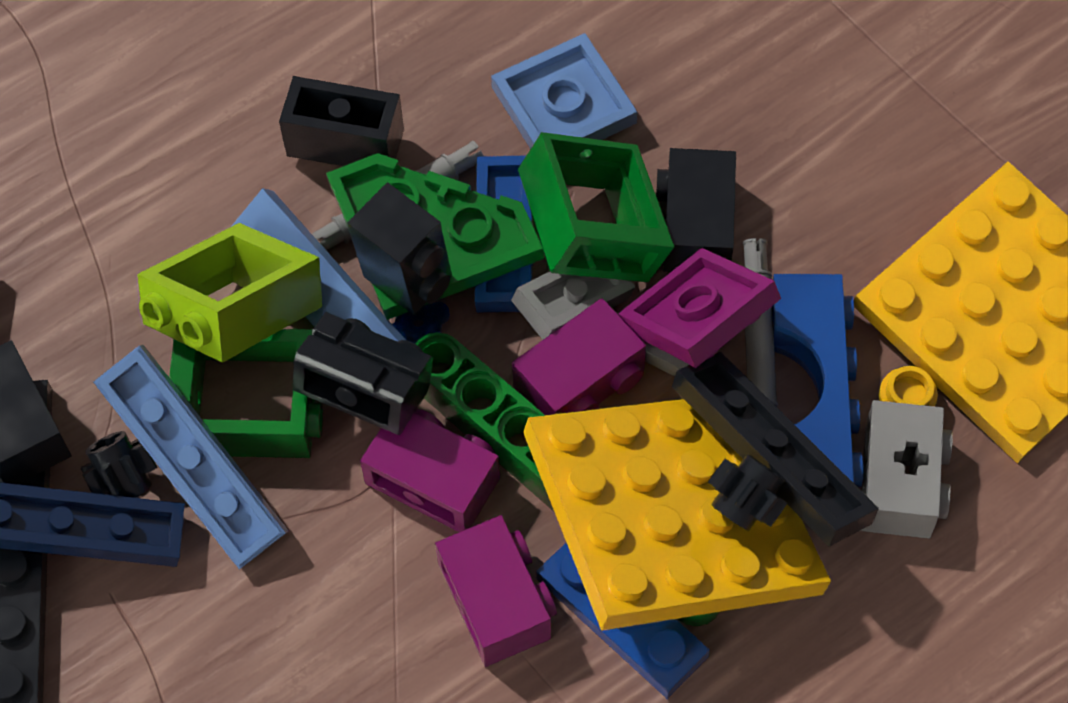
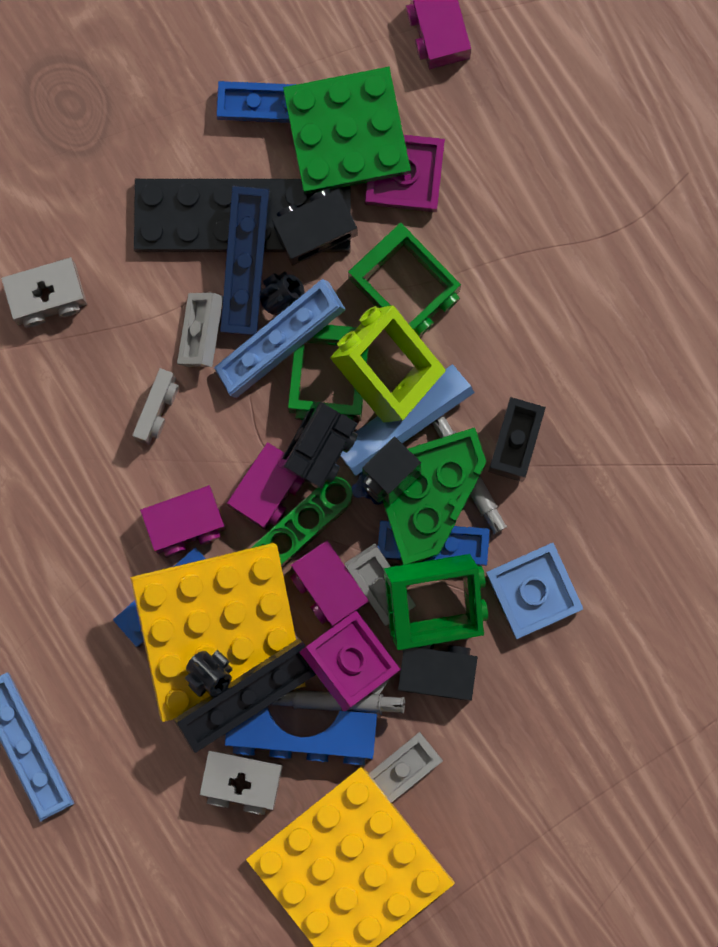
camera: 95 degrees right, 20 degrees up
(63, 271) = (385, 250): none -> green window
(176, 591) = (200, 330): none -> light grey plate
(288, 645) = (162, 393): none -> light grey plate
(842, 243) = (405, 767): none -> light grey plate
(909, 386) = (296, 793): yellow plate -> none

